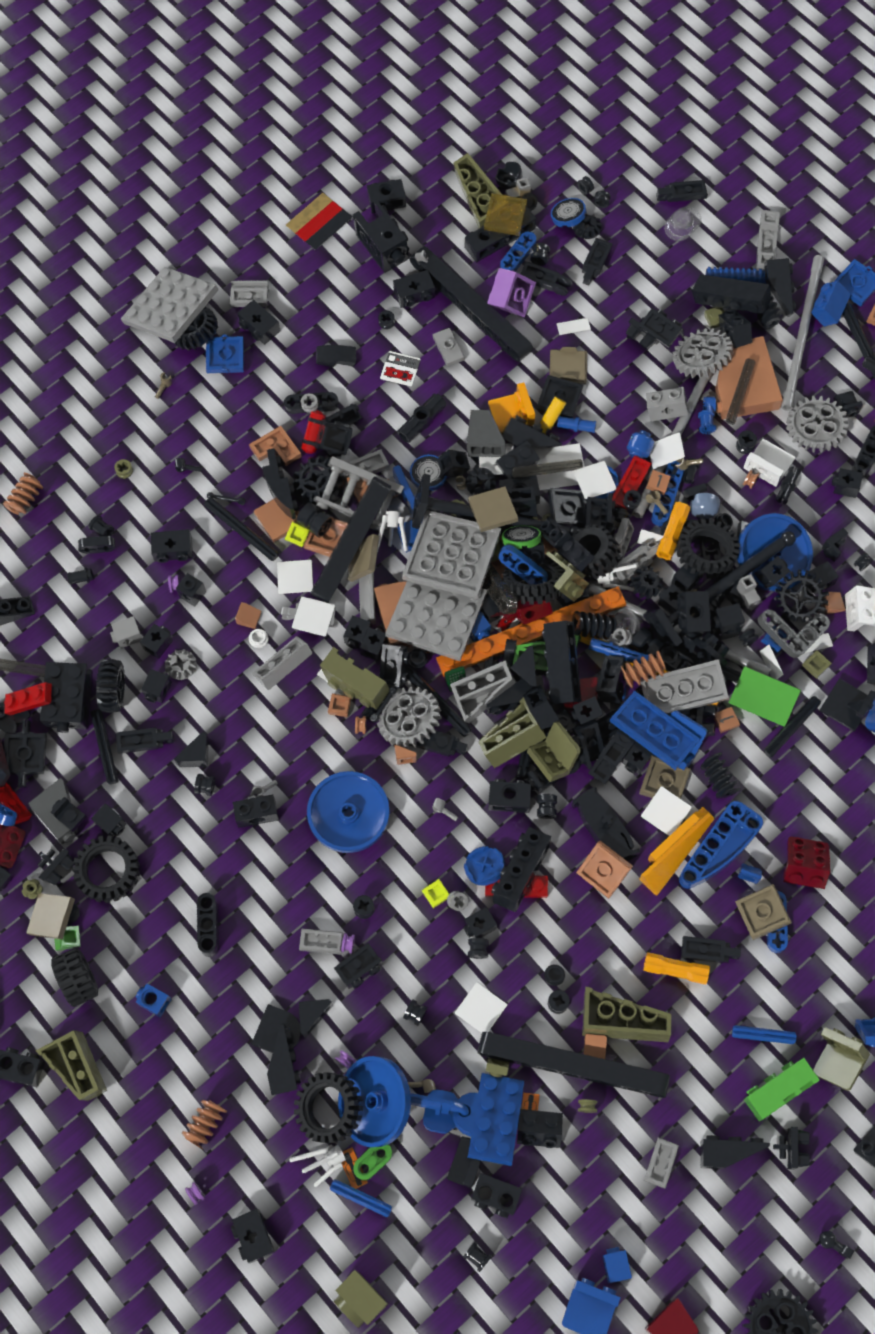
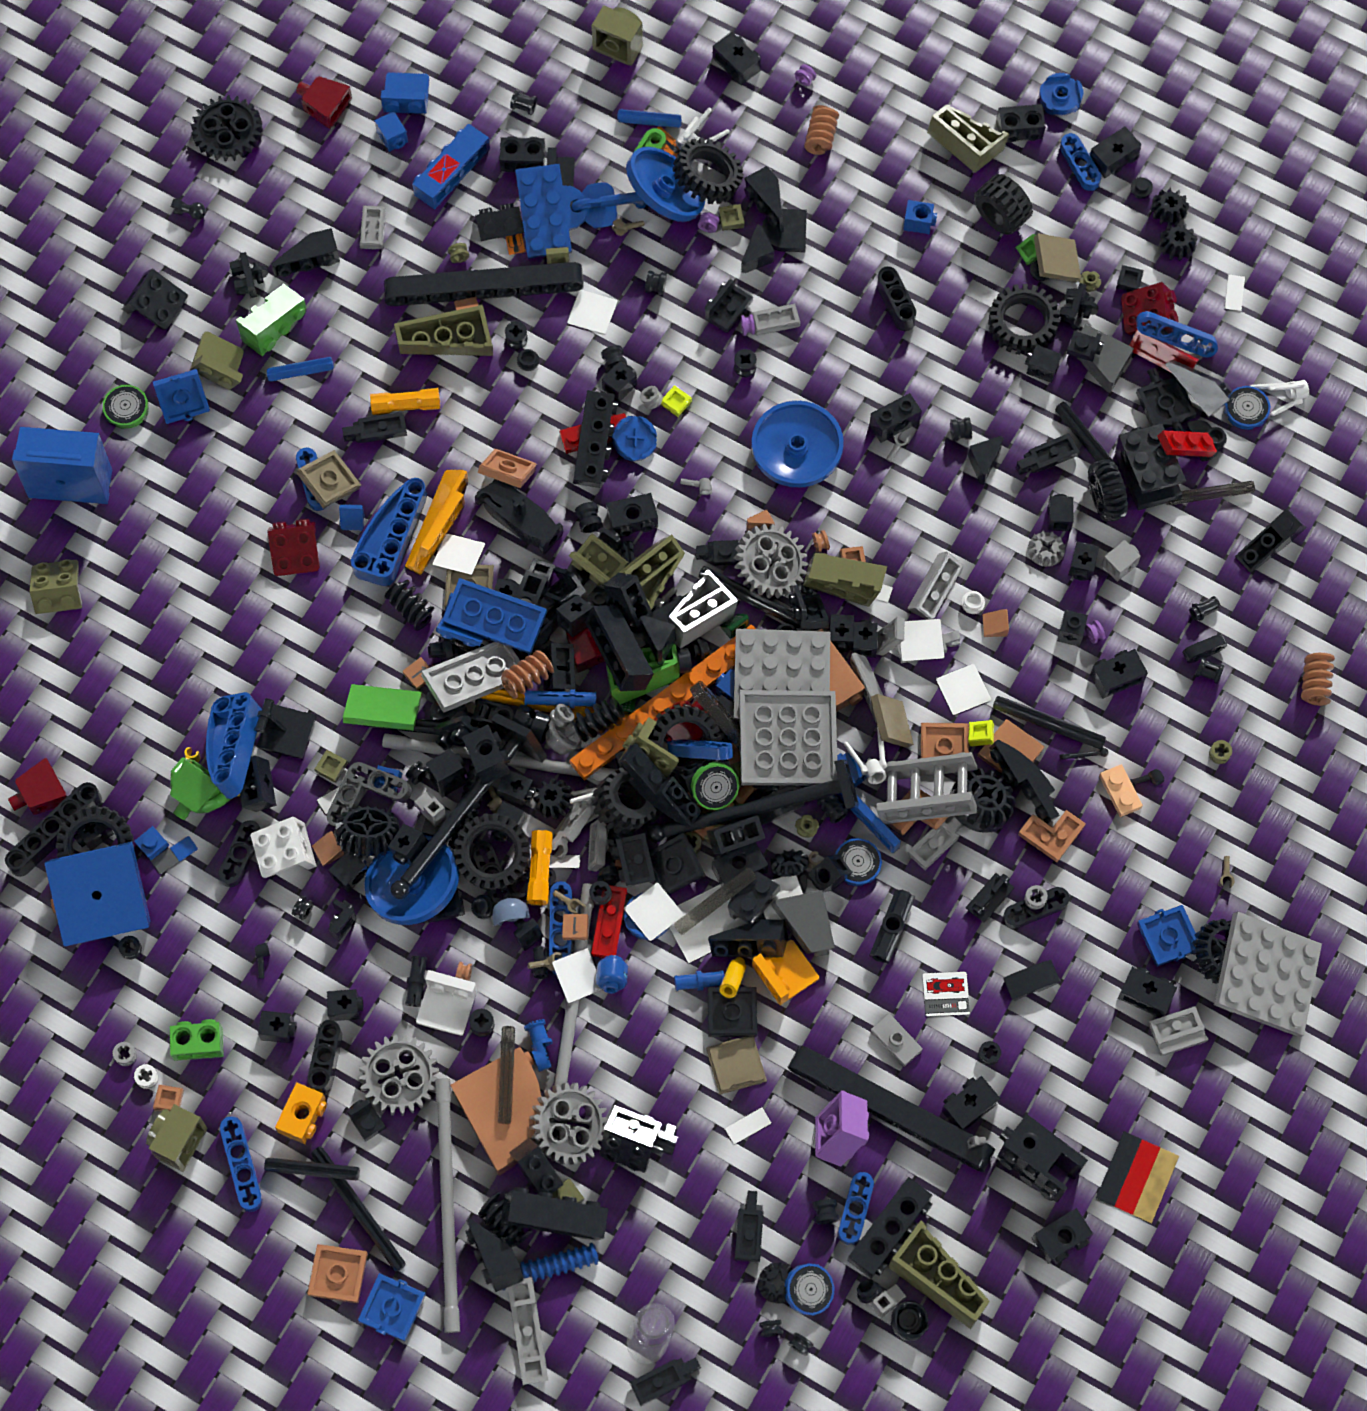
camera: 160 degrees right, 0 degrees up
(211, 464) = (1120, 790): none -> light nougat plate
(314, 519) = (962, 742): black wheel -> none
(322, 1059) = (731, 217): none -> olive plate
(326, 435) = (997, 858): black piece -> none
(336, 621) = (890, 636): none -> light grey plate
(350, 539) = (912, 730): black beam -> none
(374, 718) = (808, 550): black hinge -> none
(493, 509) = (758, 800): dark tan tile -> none
(505, 214) = (889, 1236): clear yellow plate -> none
(546, 278) = (809, 1178): black hinge -> none
(568, 1205) = (451, 166): none -> blue brick
(667, 404) = (594, 1034): light grey brick -> none
(771, 661) = (384, 753): white sticker -> none
(792, 726) = (342, 688): black axle -> none
(830, 303) = (420, 1254): blue brick -> none

